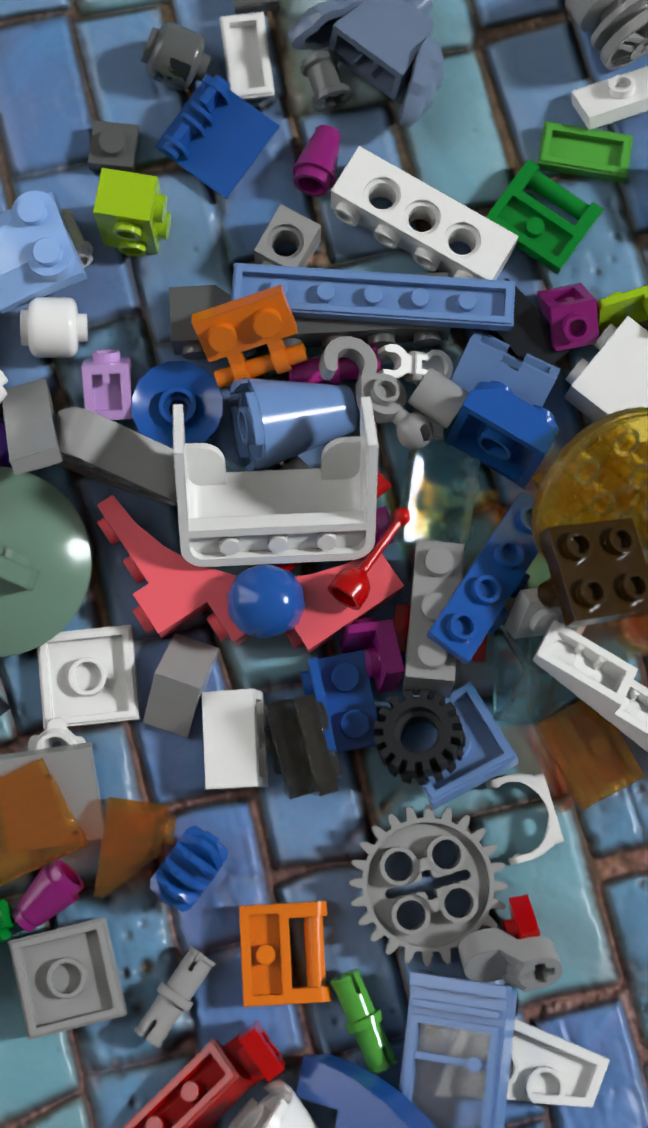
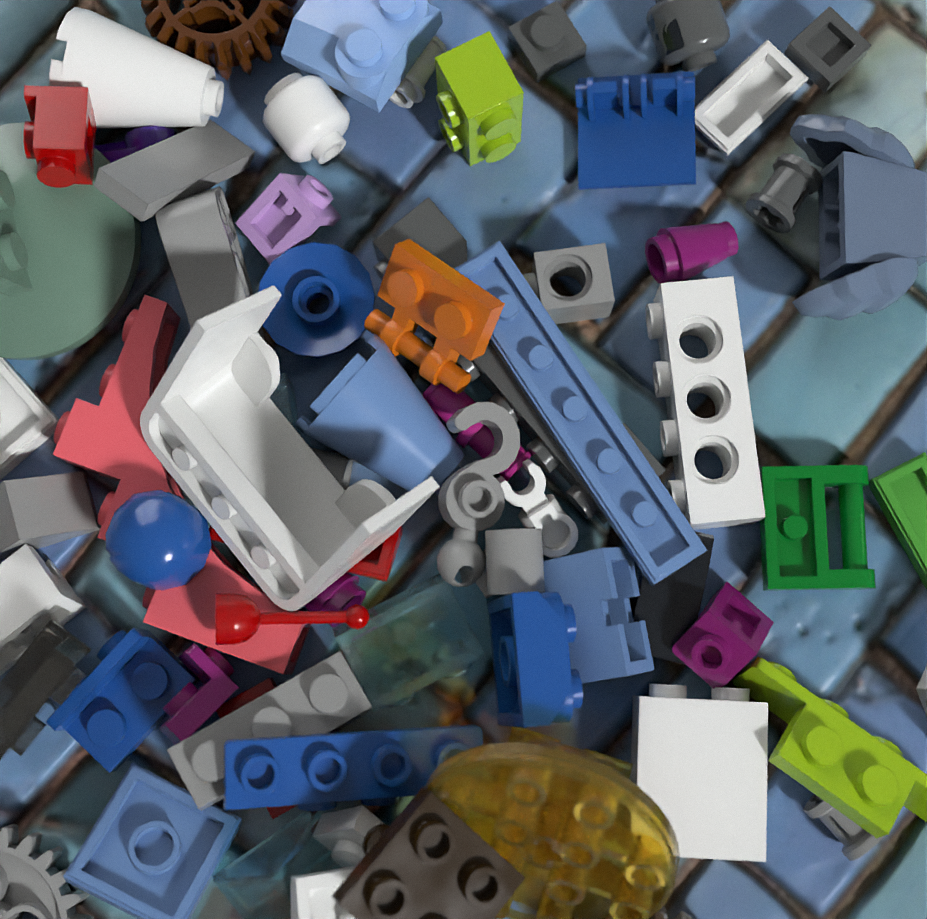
camera: 65 degrees right, 0 degrees up
(414, 710) = (99, 782): black tyre -> none

